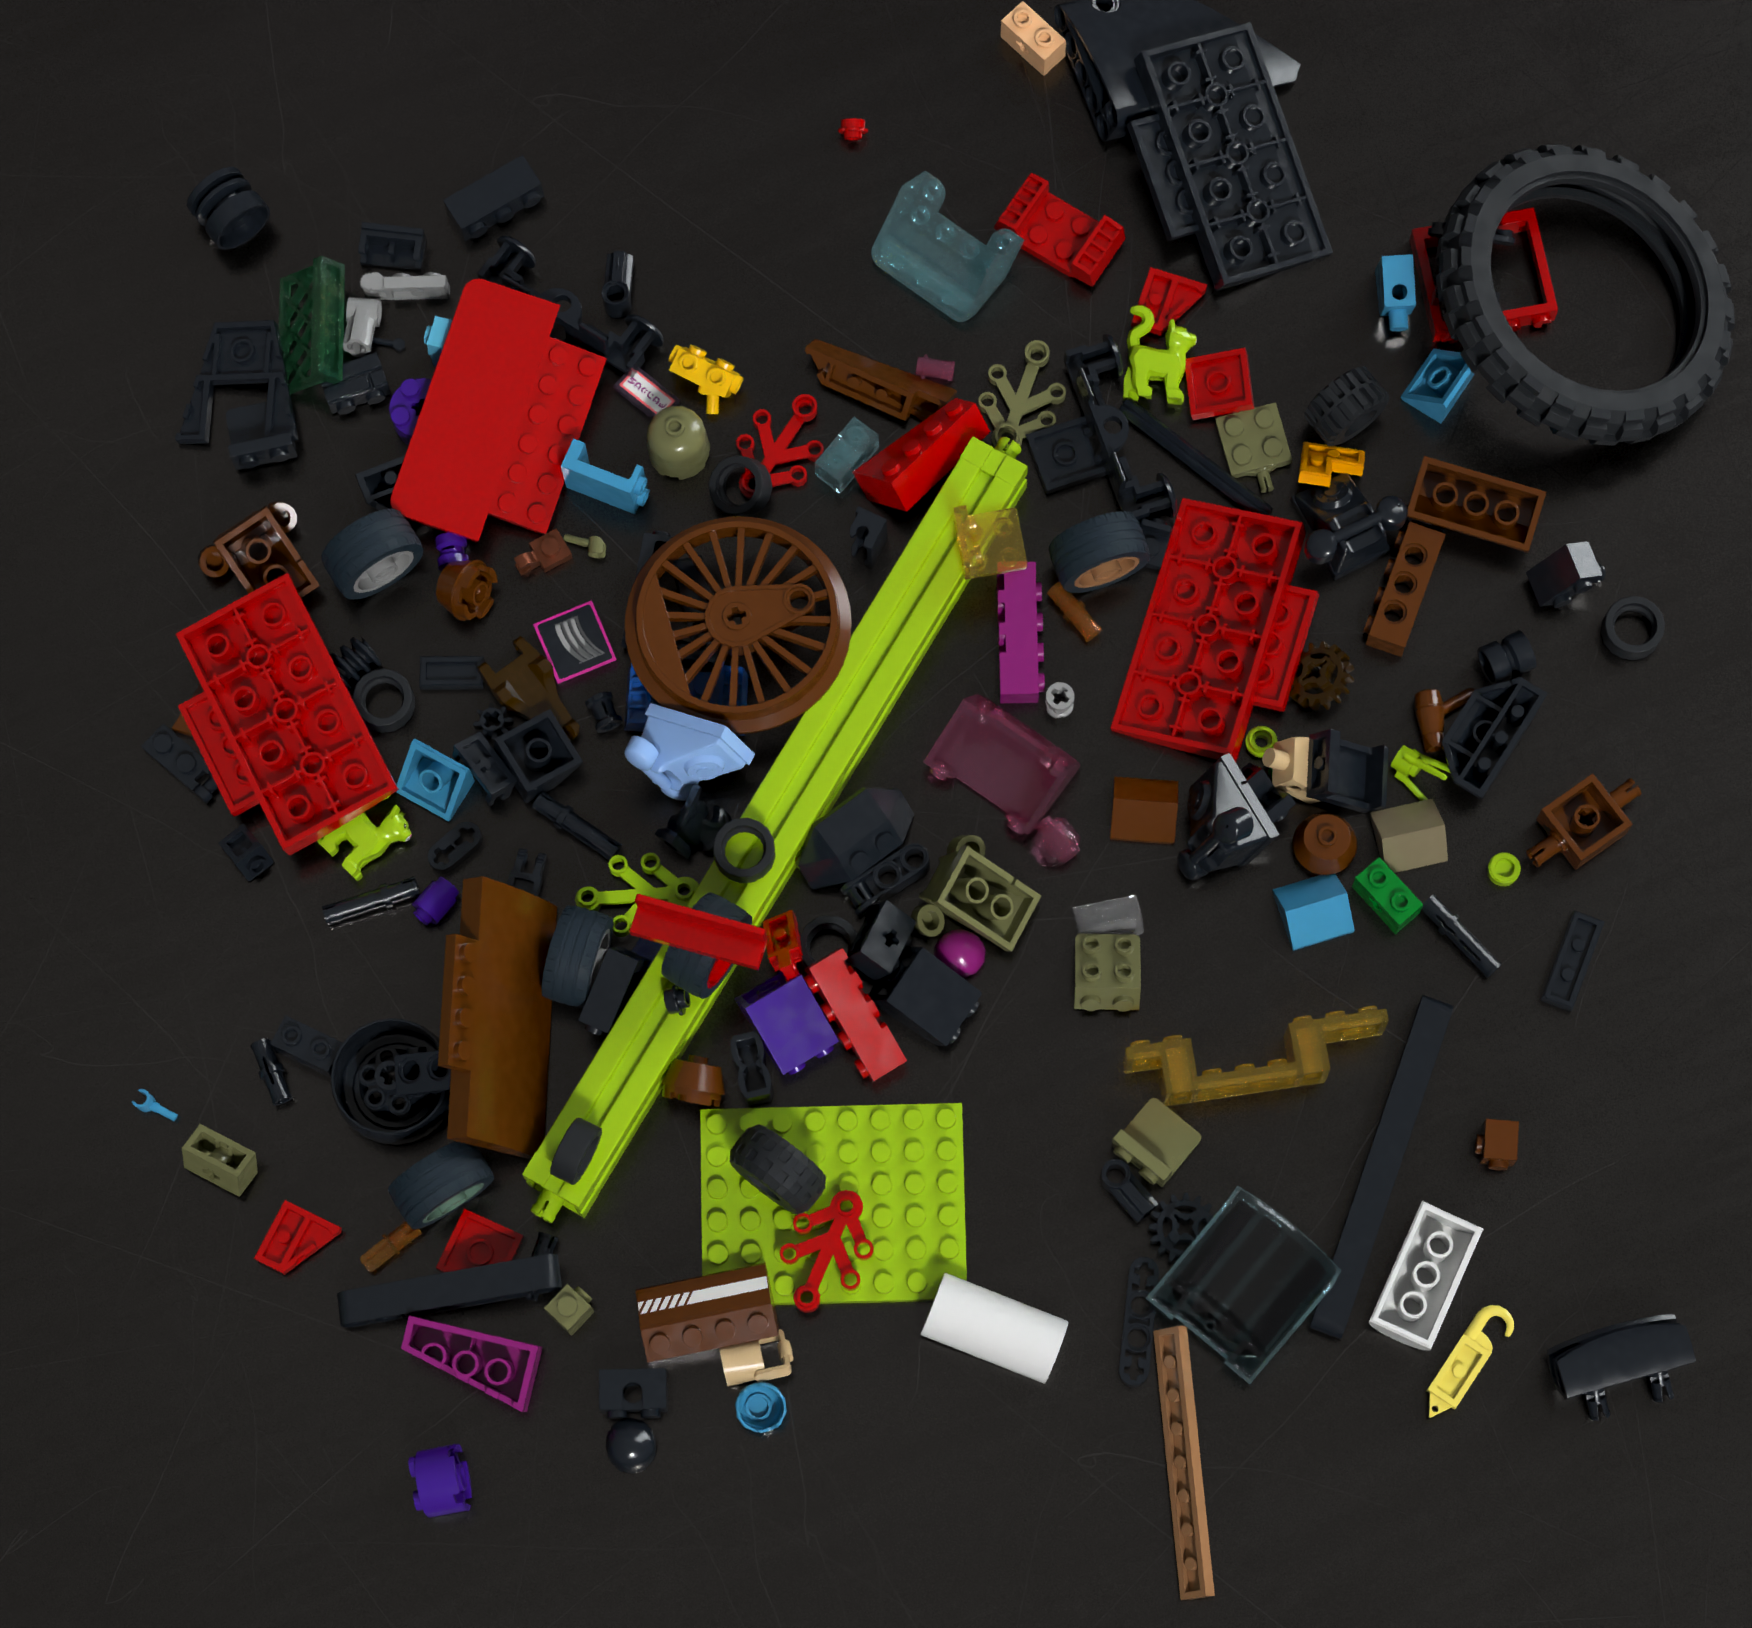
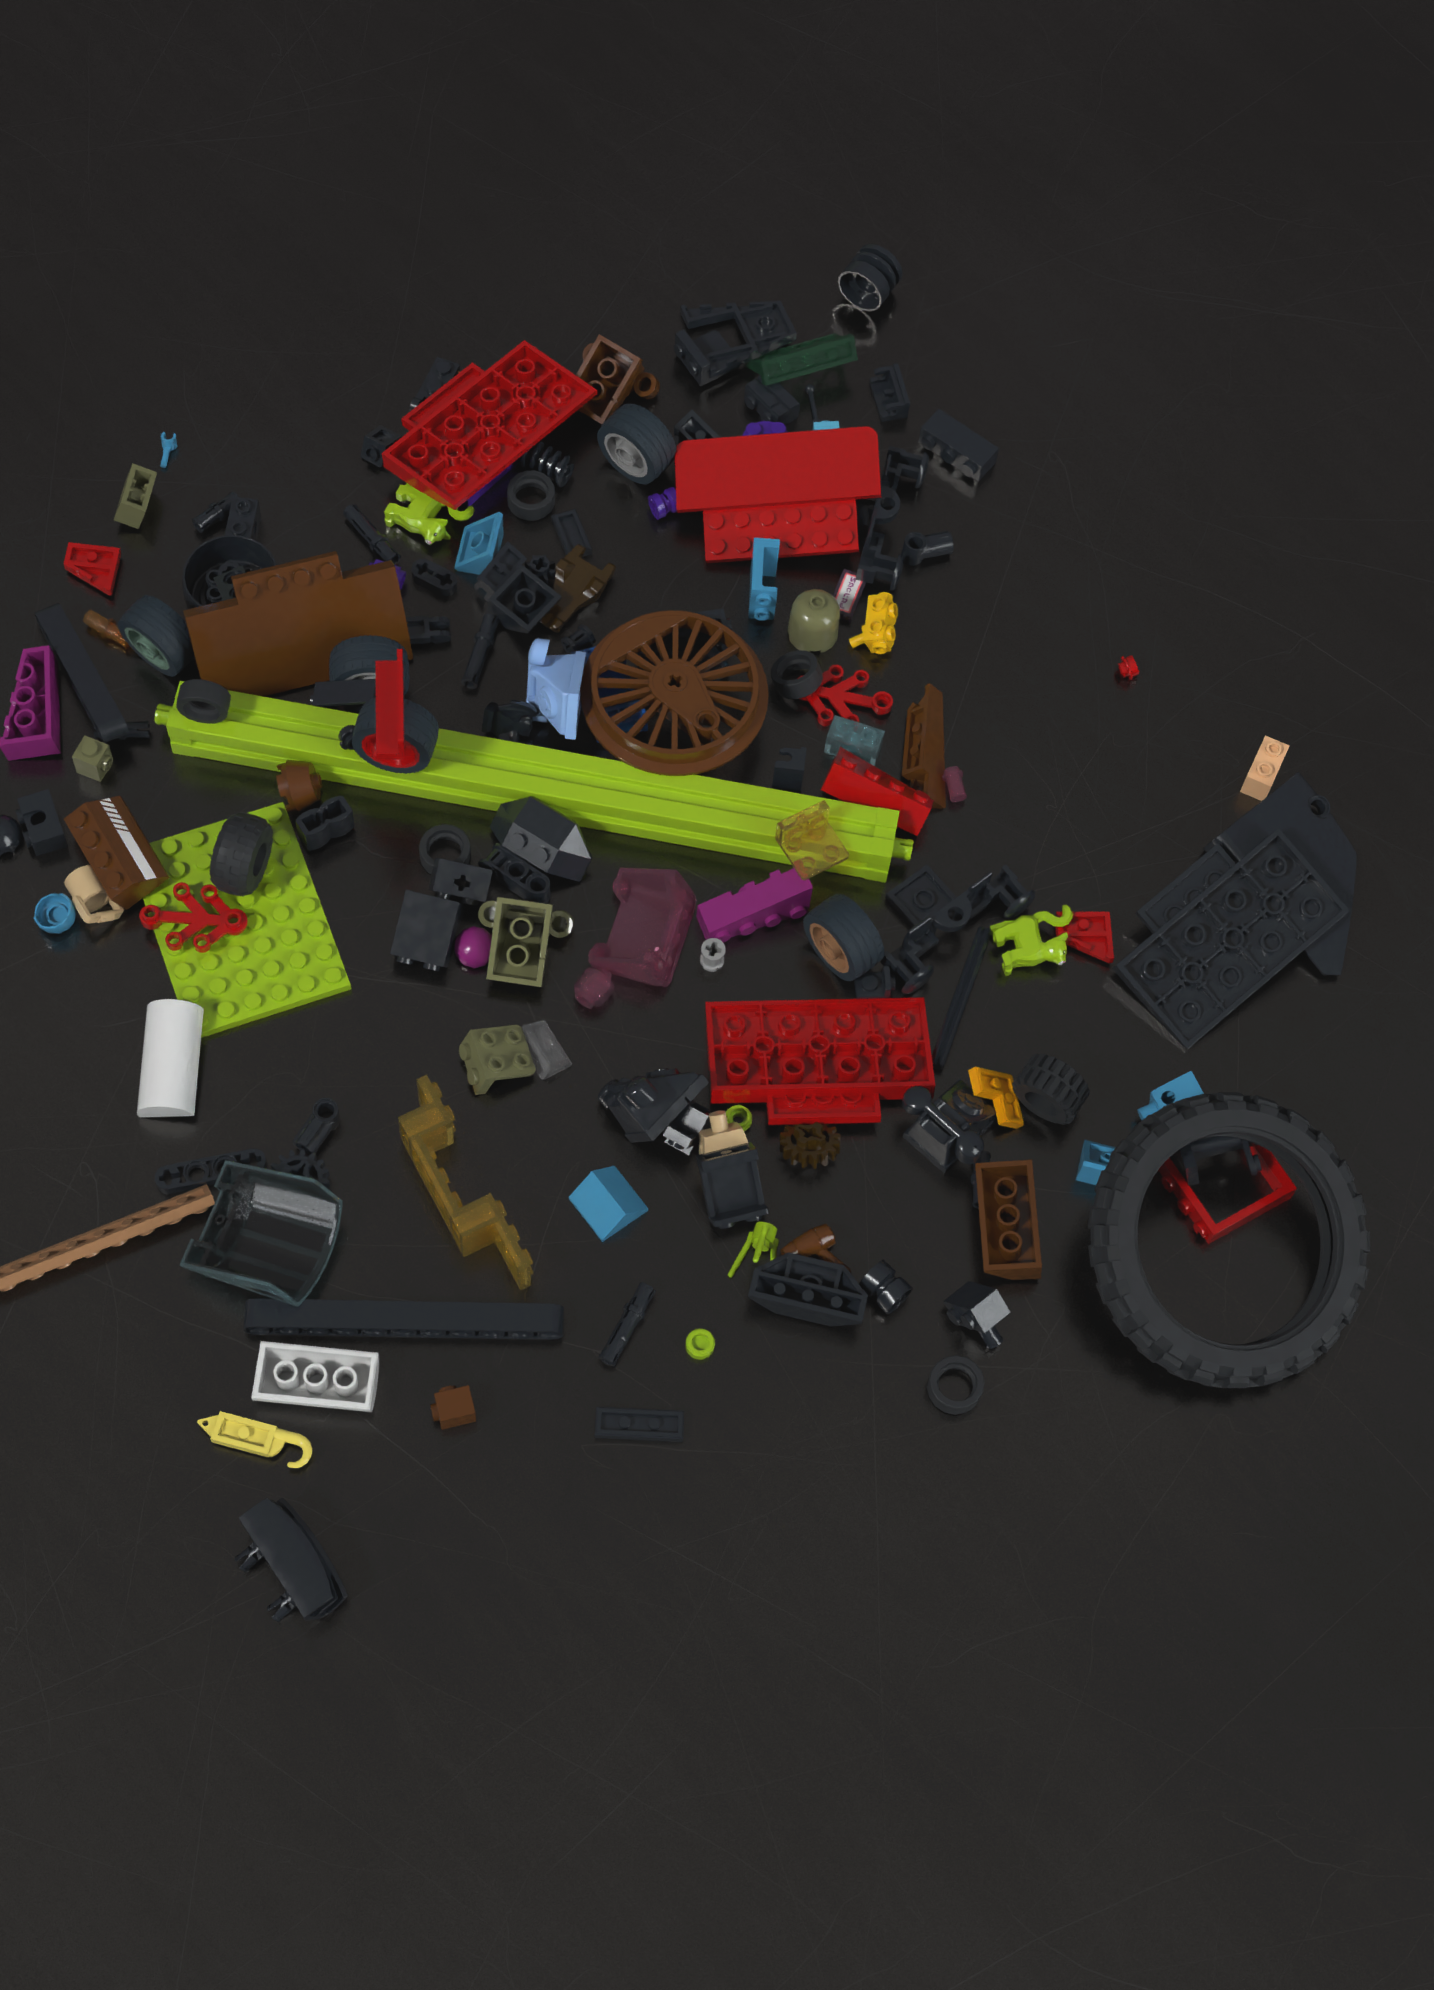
camera: 60 degrees right, 10 degrees down
(361, 320) = (824, 390): light grey piece -> none
(404, 287) = (860, 406): light grey hinge -> none
(466, 588) = (637, 518): reddish brown cone -> none
(478, 1243) = (128, 687): red tile -> none
(547, 551) = (690, 567): copper plate -> none
(574, 641) = (625, 601): slope -> none
(595, 545) = (709, 597): olive hand -> none
(640, 886) = (439, 710): lime plant -> none
(738, 826) = (488, 729): black tyre -> none
(784, 944) = (431, 812): red hinge -> none
(787, 1022) = (372, 837): dark purple slope -> none
(854, 1014) = (395, 871): red wedge -> none
(937, 255) = (1050, 751): clear light blue windscreen -> none
(1020, 403) = (954, 854): olive plant -> none
(1061, 232) = (1110, 836): red plate -> none
(1074, 612) = (792, 945): clear orange pin -> none
(1144, 810) = (645, 1045): reddish brown slope -> none
(1156, 1142) = (363, 1137): olive bracket -> none
(1219, 383) = (1032, 993): red tile -> none
(1254, 443) = (995, 1036): olive plate -> none
(1324, 843) = (667, 1192): reddish brown cone -> none
(1387, 895) = (639, 1252): green brick -> none
(1410, 835) = (698, 1257): dark tan slope -> none
(1425, 545) = (901, 1197): reddish brown brick -> none
(1578, 841) = (764, 1409): reddish brown brick -> none

